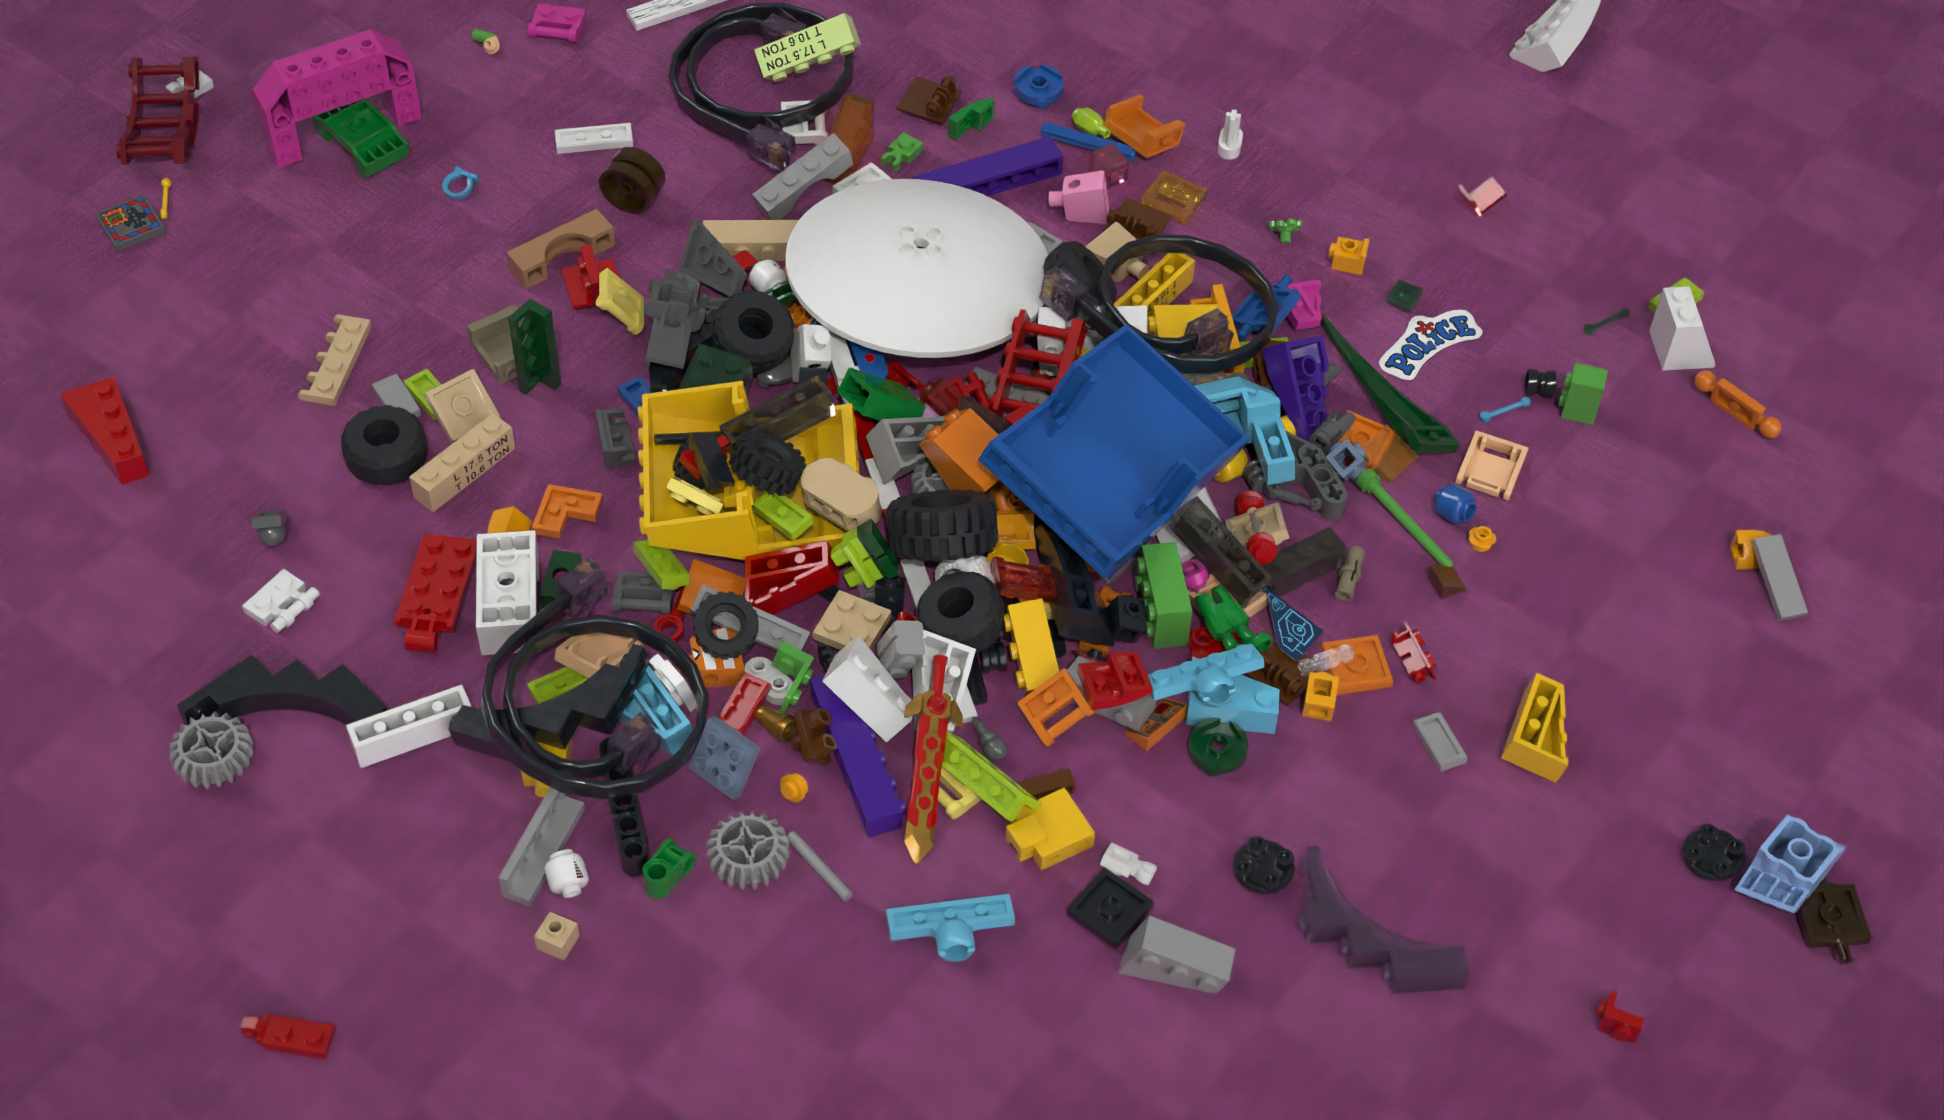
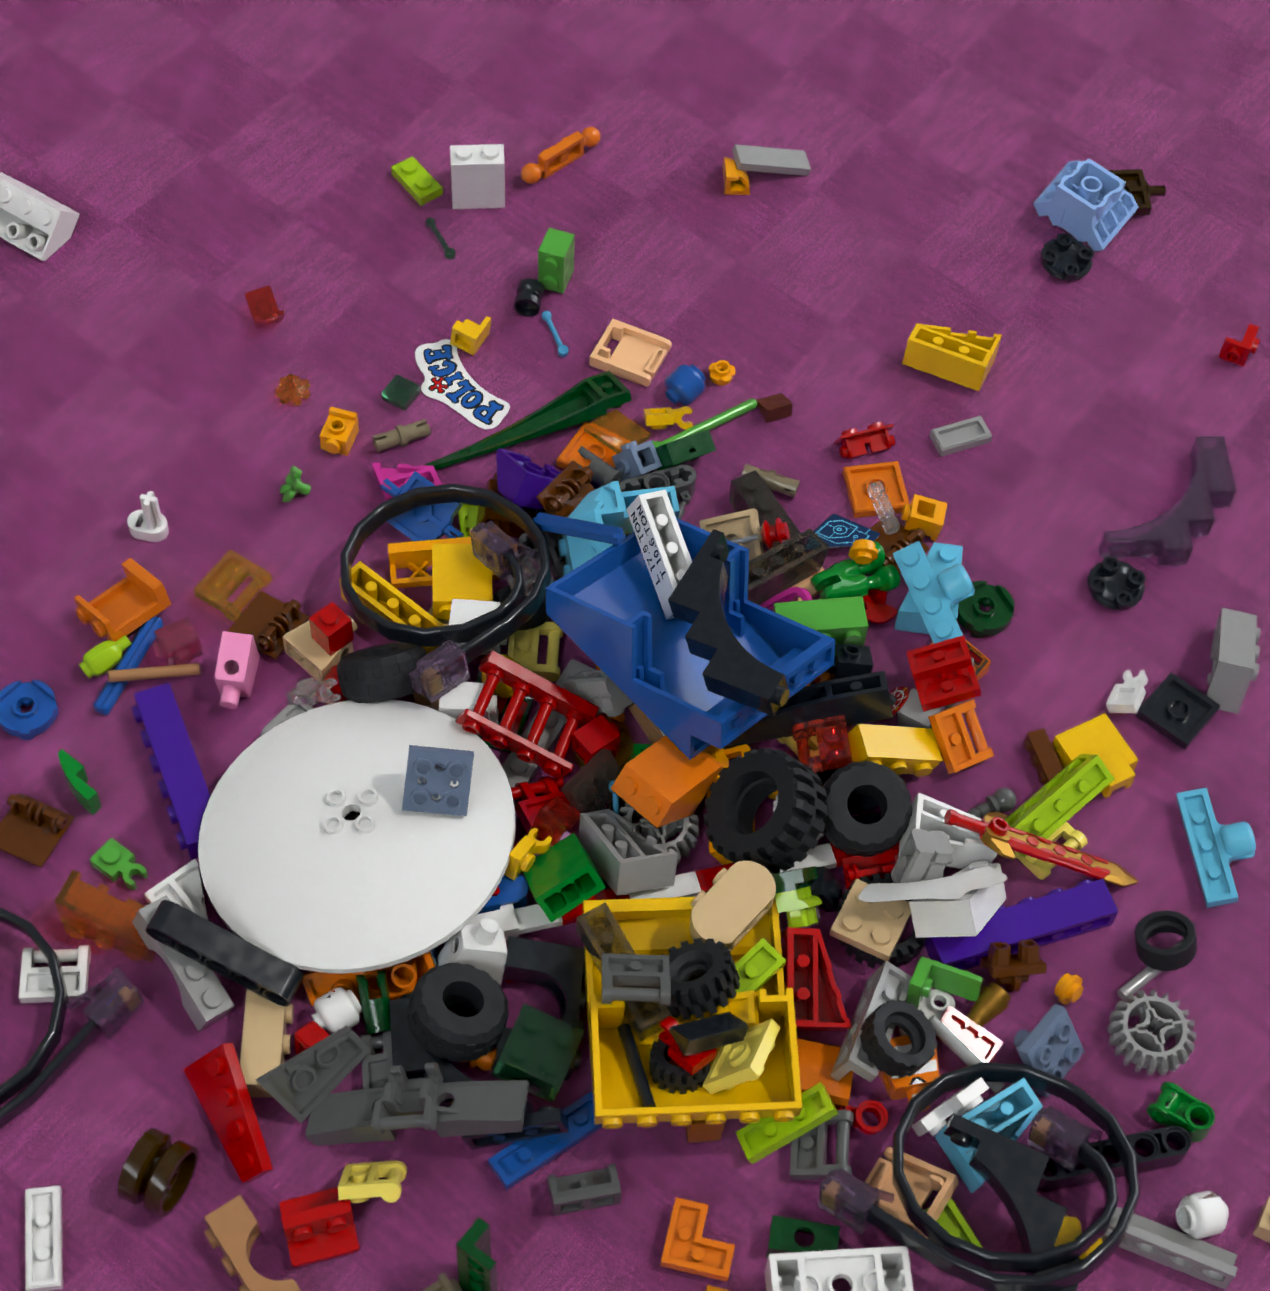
camera: 90 degrees left, 5 degrees up
(670, 225) = (227, 1103): none -> red wing
(730, 688) = (960, 1049): none -> light grey bar
(763, 405) = (638, 971): none -> dark grey plate
(800, 185) = (224, 953): none -> black beam
(834, 879) = (1165, 922): none -> black tyre
(864, 643) = (941, 888): none -> white sticker
(900, 369) = (523, 855): none -> yellow plate
(941, 279) = (439, 769): none -> sand blue plate
(1057, 237) = (310, 692): none -> clear plate
(1076, 146) = (153, 672): none -> medium nougat bar
(1086, 438) = (731, 668): none -> black arch
(1115, 236) = (331, 628): none -> red brick
(1188, 423) = (660, 543): none -> white brick
(1220, 374) = (579, 528): none -> blue axle
(1251, 621) = (863, 551): none -> light orange plate
(1288, 388) = (566, 490): none -> reddish brown hinge
(1356, 299) = (401, 435): none -> dark tan pin
(1374, 504) = (685, 449): none -> dark green piece
(1397, 224) = (292, 389): none -> clear orange plant
(1412, 486) = (661, 417): none -> yellow plate
(1484, 344) = (470, 335): none -> yellow panel

